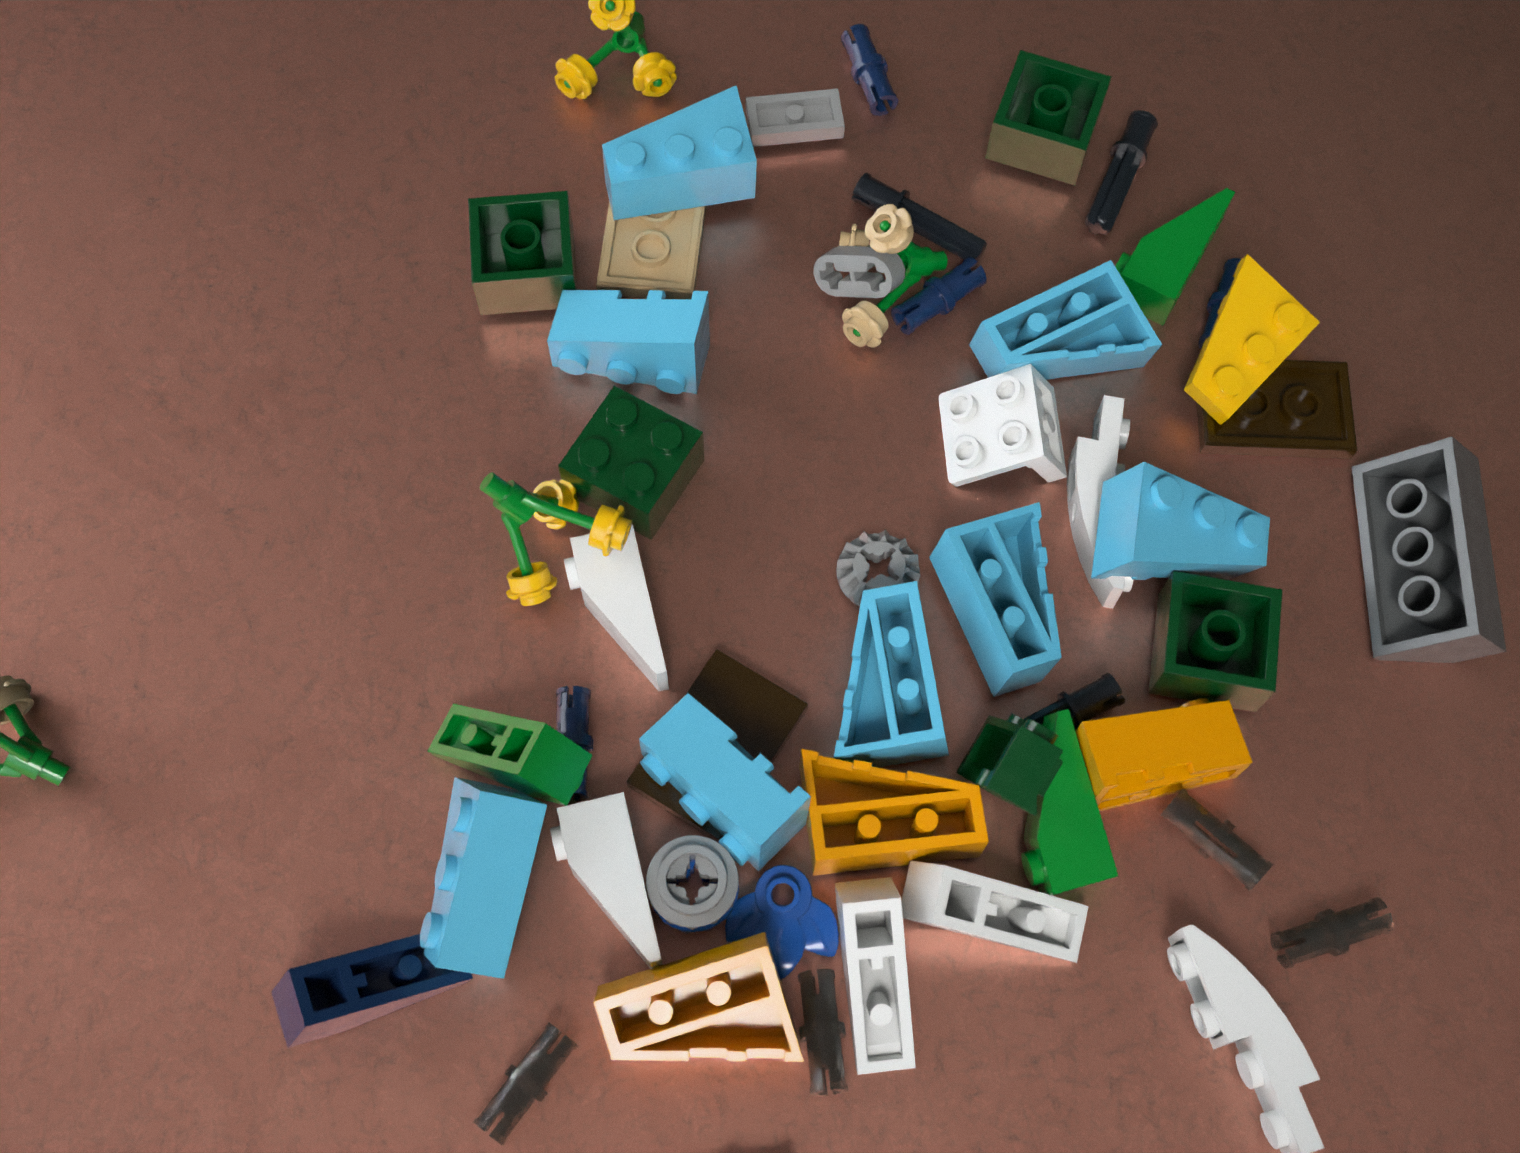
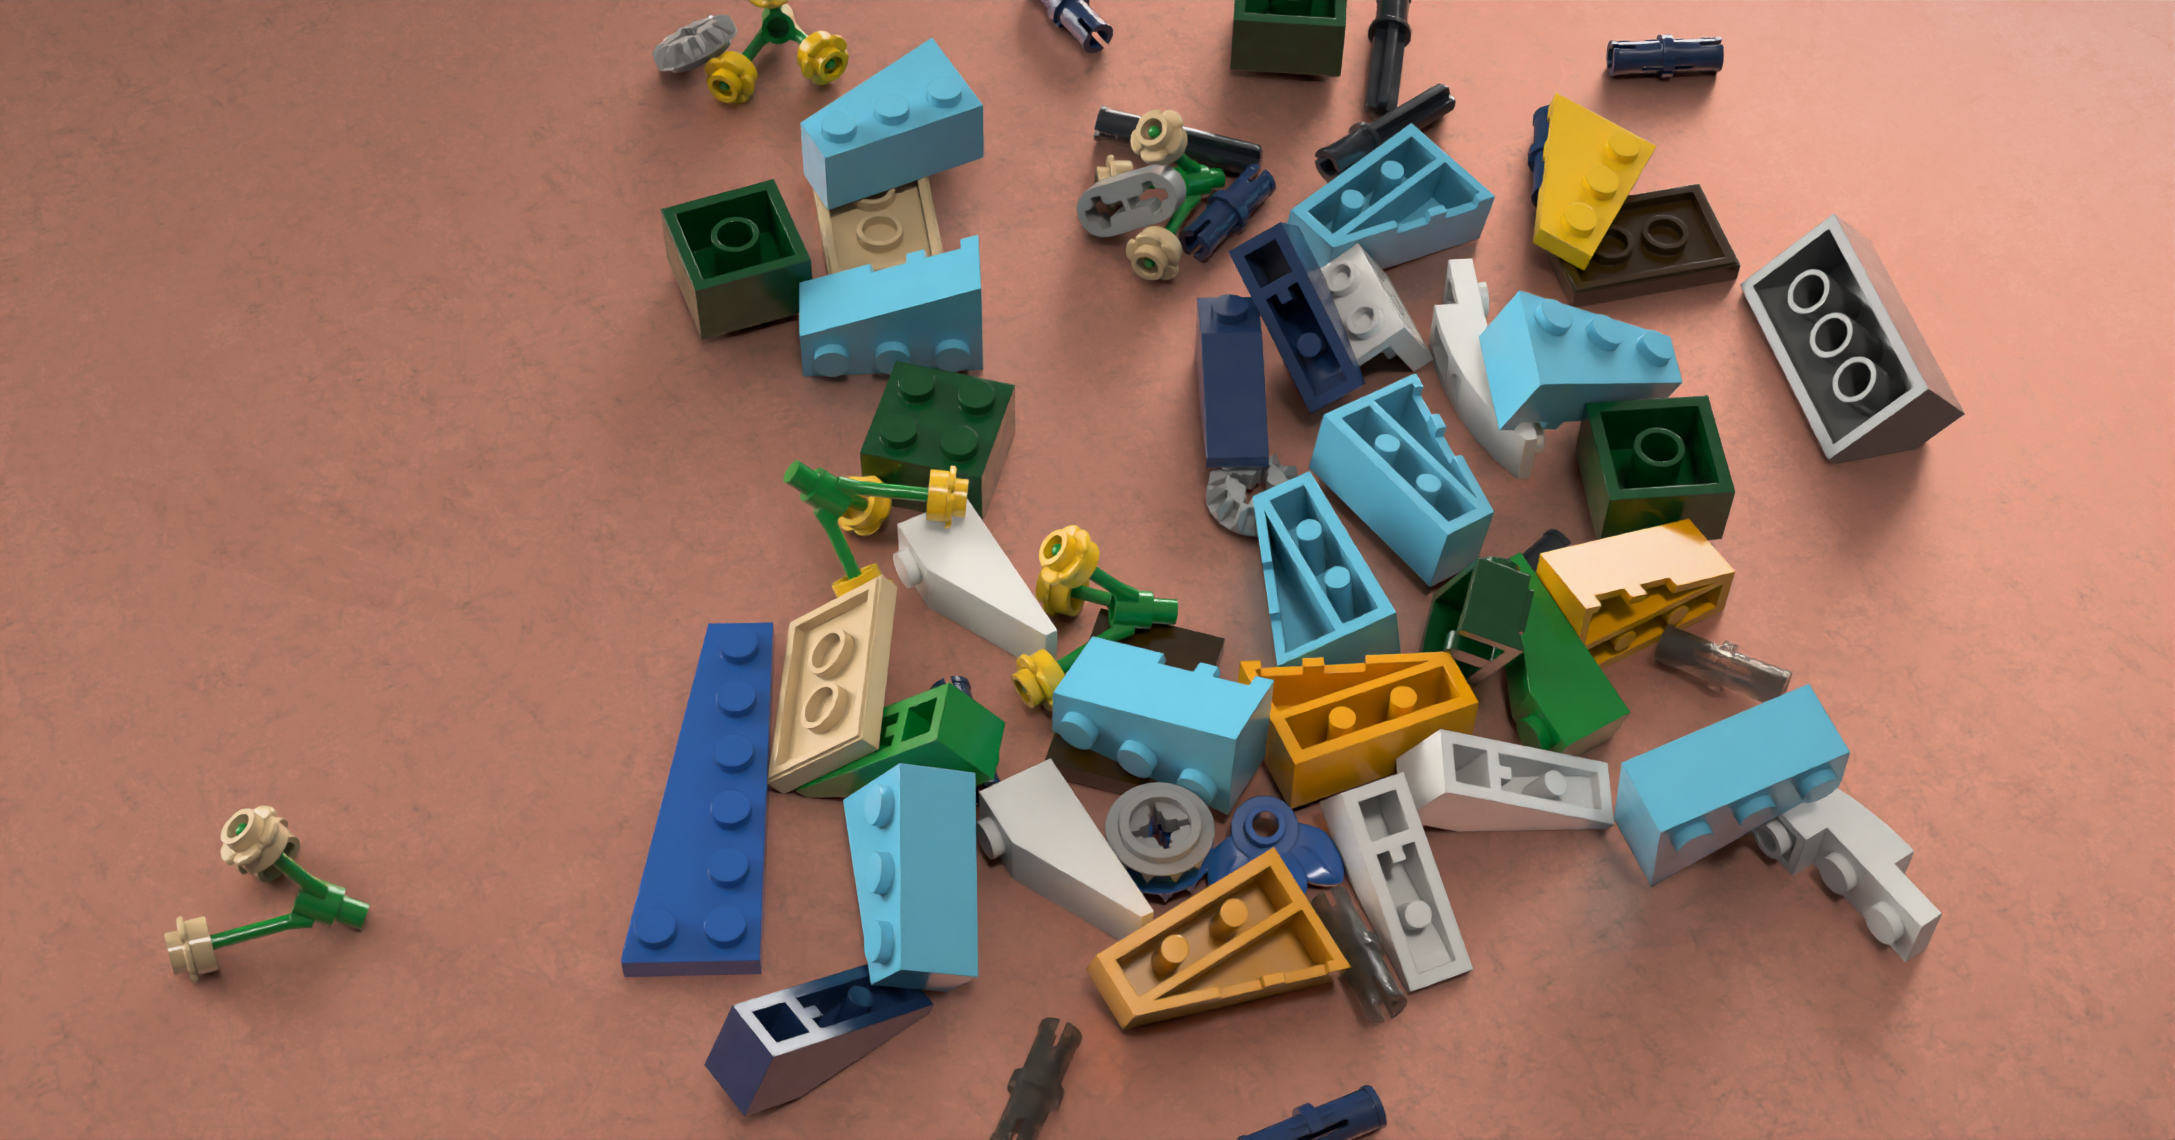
camera: 15 degrees left, 15 degrees down
(342, 788) = (708, 851): none -> blue wing
(475, 673) = (833, 685): none -> tan tile
(555, 40) = (695, 44): none -> light grey gear
(688, 625) = (1063, 587): none -> yellow plant
(795, 117) = (1009, 66): light grey plate -> none
(885, 468) = (1231, 382): none -> dark blue slope
(960, 420) = (1299, 314): none -> dark blue slope
(1077, 256) = (1366, 137): none -> black axle
(1169, 256) = (1473, 112): green slope -> none
(1182, 981) = (1727, 781): none -> medium azure wedge
(1332, 932) = (1884, 723): clear smoke pin -> none
(1358, 229) = (1665, 56): none -> dark blue pin

